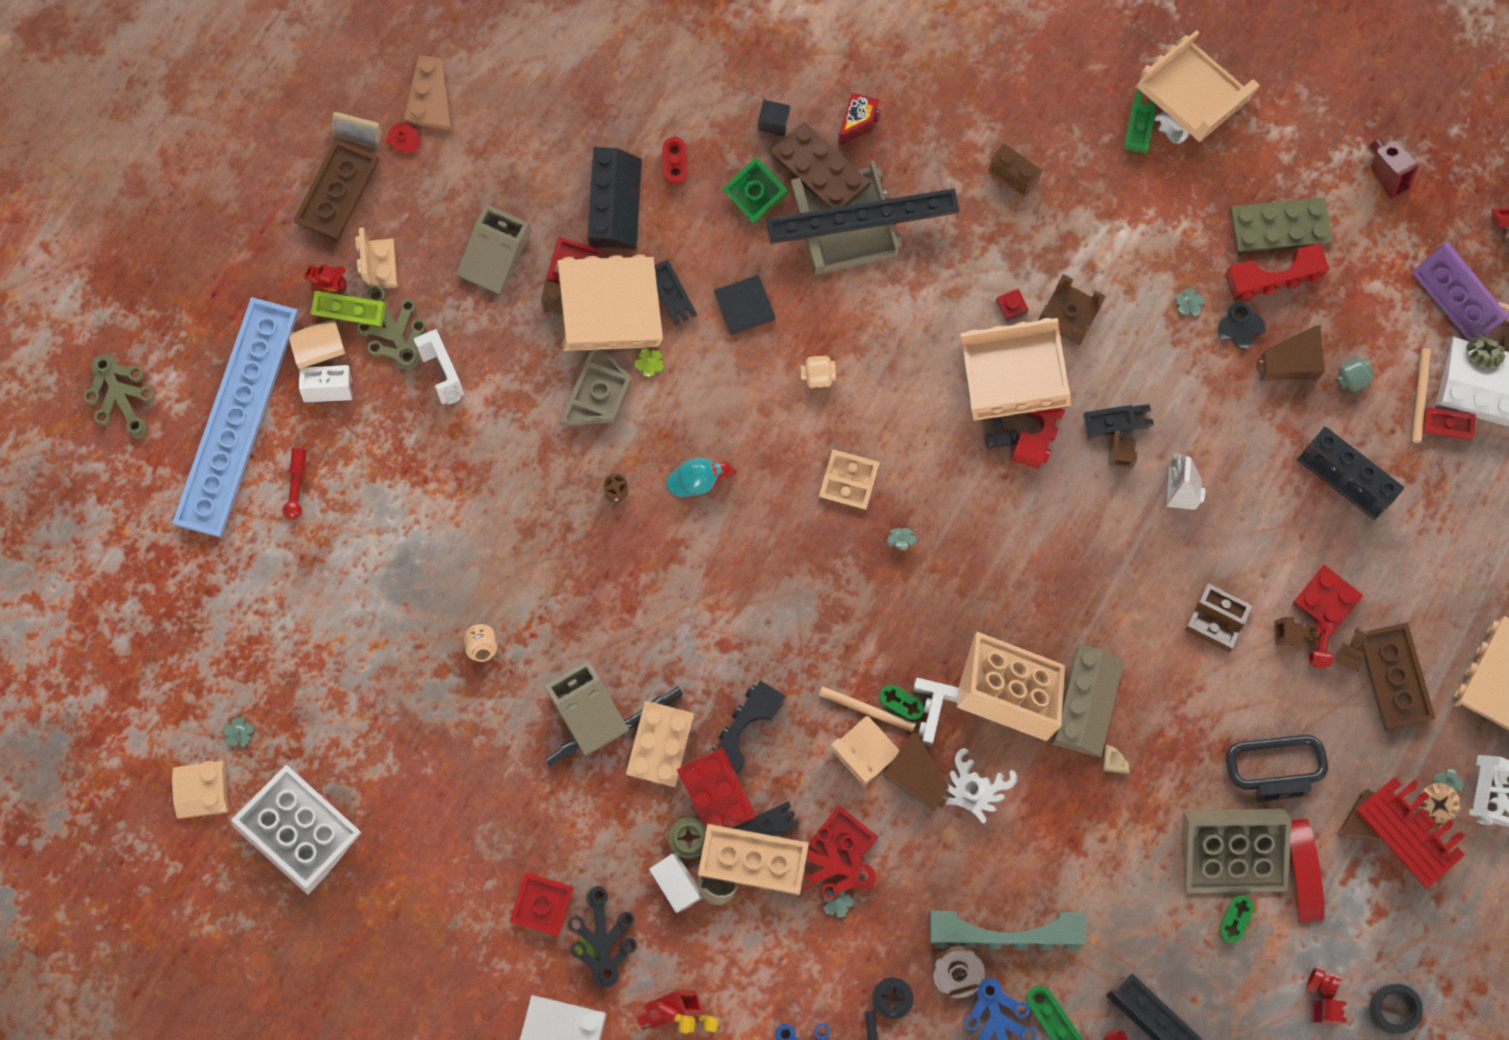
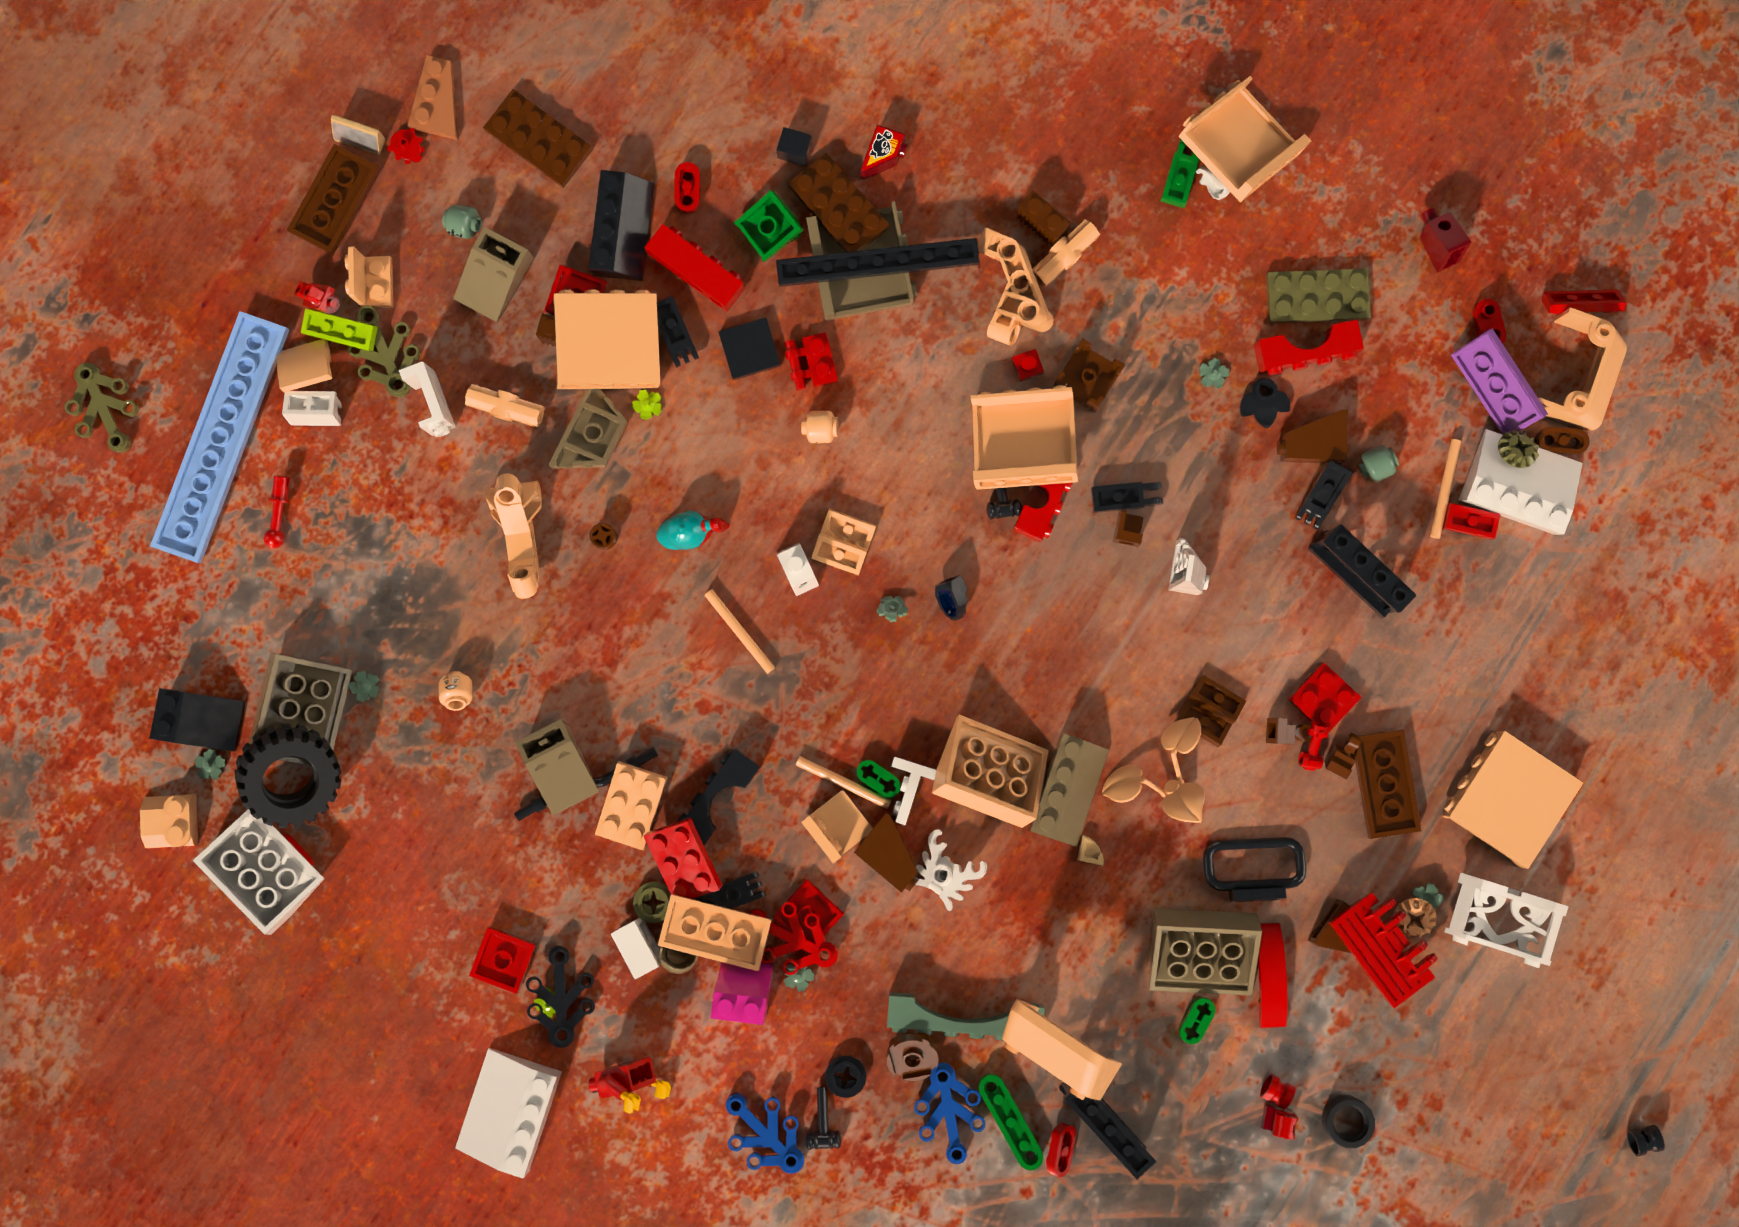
camera: 10 degrees right, 10 degrees up
(225, 687) = (197, 719): none -> black slope
(325, 672) = (303, 695): none -> dark tan slope
(345, 753) = (297, 805): none -> black tyre
(388, 646) = (364, 686): none -> sand green plant
(461, 203) = (462, 221): none -> sand green head
(512, 370) = (504, 405): none -> light nougat piece
(528, 124) = (538, 138): none -> reddish brown plate
(529, 466) = (513, 508): none -> light nougat connector
(688, 232) = (695, 267): none -> red brick
(754, 570) = (739, 631): none -> light nougat bar
(785, 917) = (742, 994): none -> dark pink slope
(806, 505) = (797, 569): none -> white torso
(812, 311) = (819, 360): none -> red plate
(959, 524) = (952, 597): none -> black rock
(998, 249) = (1016, 305): none -> light nougat connector
(1038, 199) = (1065, 253): none -> light nougat piece
(1107, 938) = (1058, 1051): none -> light nougat windscreen
(1195, 696) = (1181, 800): none -> light nougat plant
(1306, 405) = (1324, 493): none -> black hinge
(1438, 238) = (1485, 322): none -> red plate

